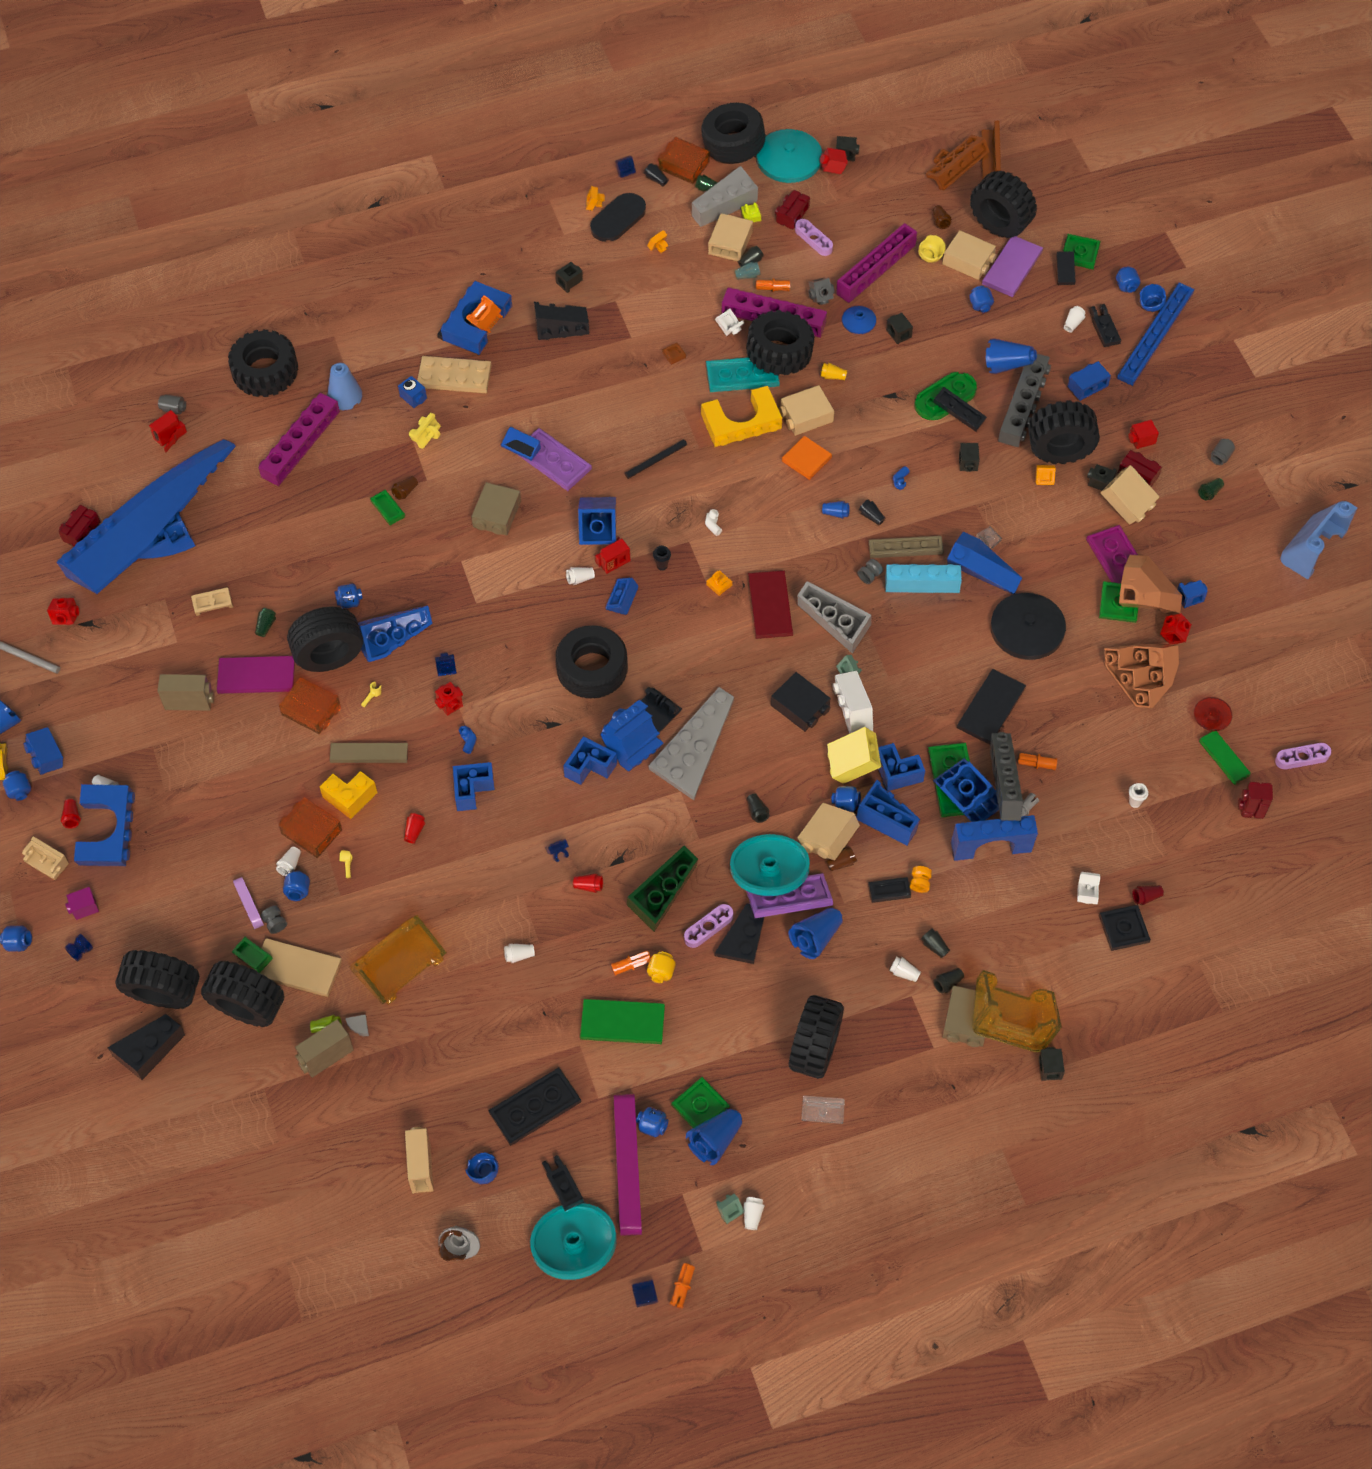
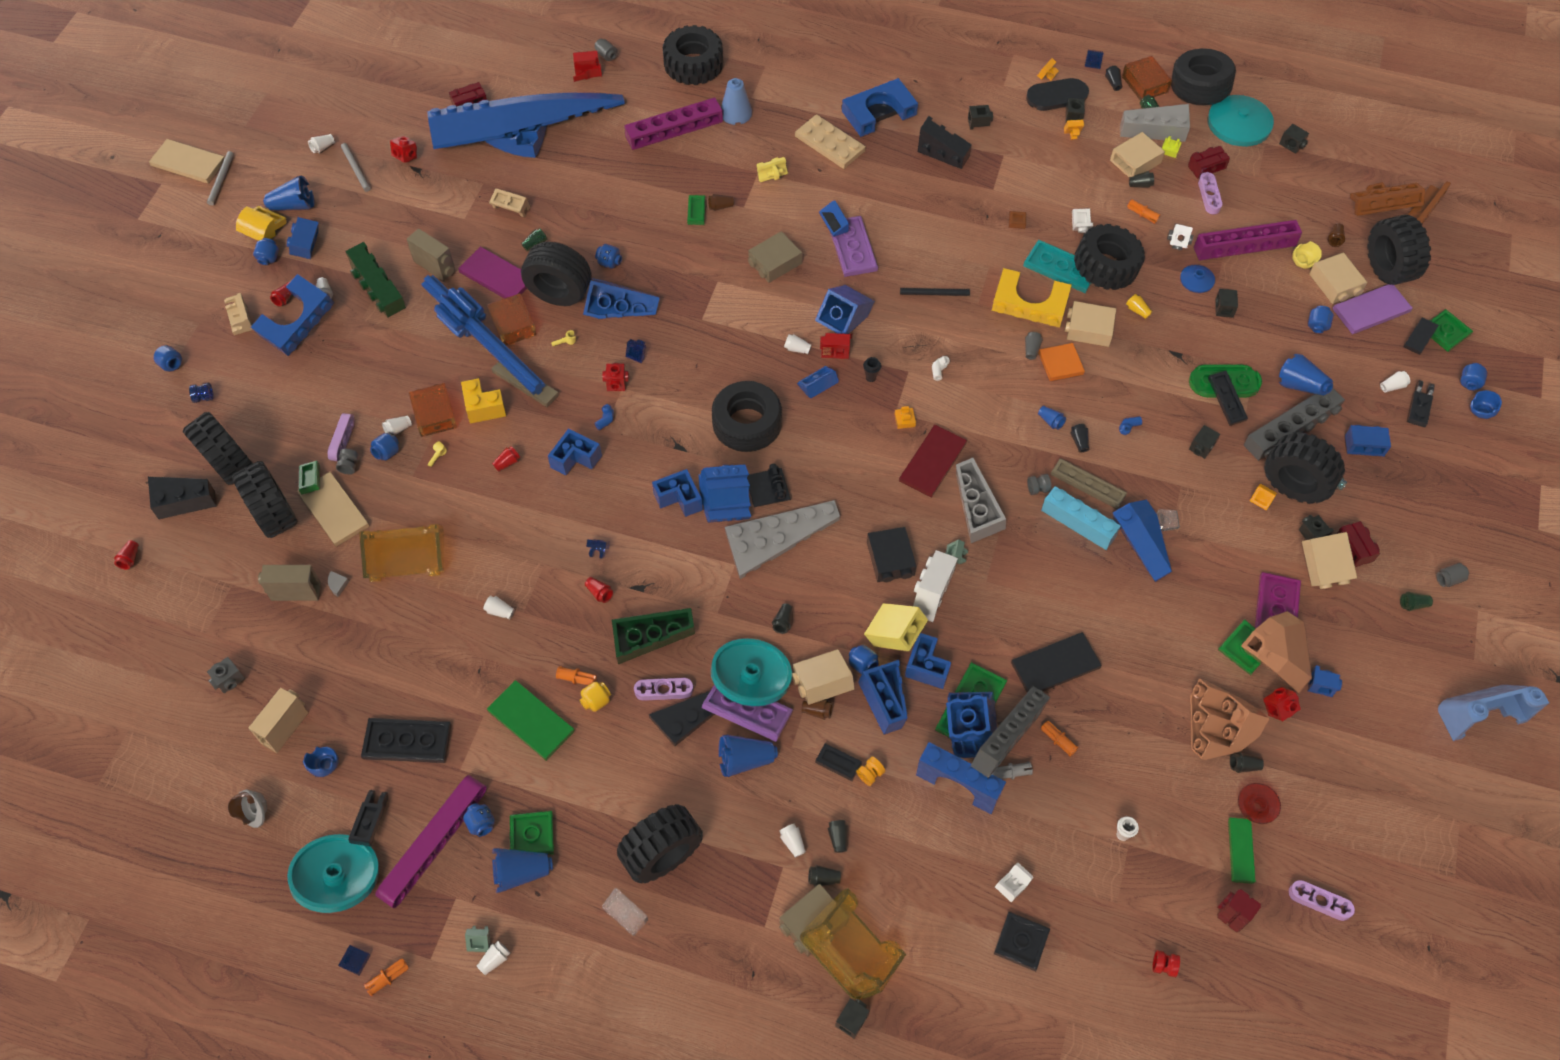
camera: 35 degrees right, 0 degrees up
(81, 903) = (232, 362): magenta brick -> none
(147, 1128) = (126, 556): none -> red cone
(151, 748) = (374, 280): none -> dark green wedge
(265, 728) = (464, 317): none -> blue axle
(319, 1024) = (318, 566): lime cone -> none
(336, 1160) = (225, 675): none -> dark grey brick
(412, 392) = (786, 135): blue brick -> none
(485, 315) = (885, 108): orange piece -> none
(647, 225) = (1075, 109): none -> pearl dark grey brick
(748, 271) = (1131, 189): clear light blue cone -> none
(750, 306) = (1105, 211): magenta brick -> none
(773, 456) = (1032, 344): none -> dark grey cone
(833, 160) = (1274, 141): red brick -> none
(1028, 626) = (1145, 616): black dish -> none
(1143, 434) = (1385, 515): red brick -> none
(1146, 894) = (1064, 924): dark red cone -> none
(1155, 334) = (1466, 437): blue tile -> none
(1181, 691) = (1245, 763): none -> pearl dark grey cone
(1235, 872) = (1166, 963): none -> red wheel

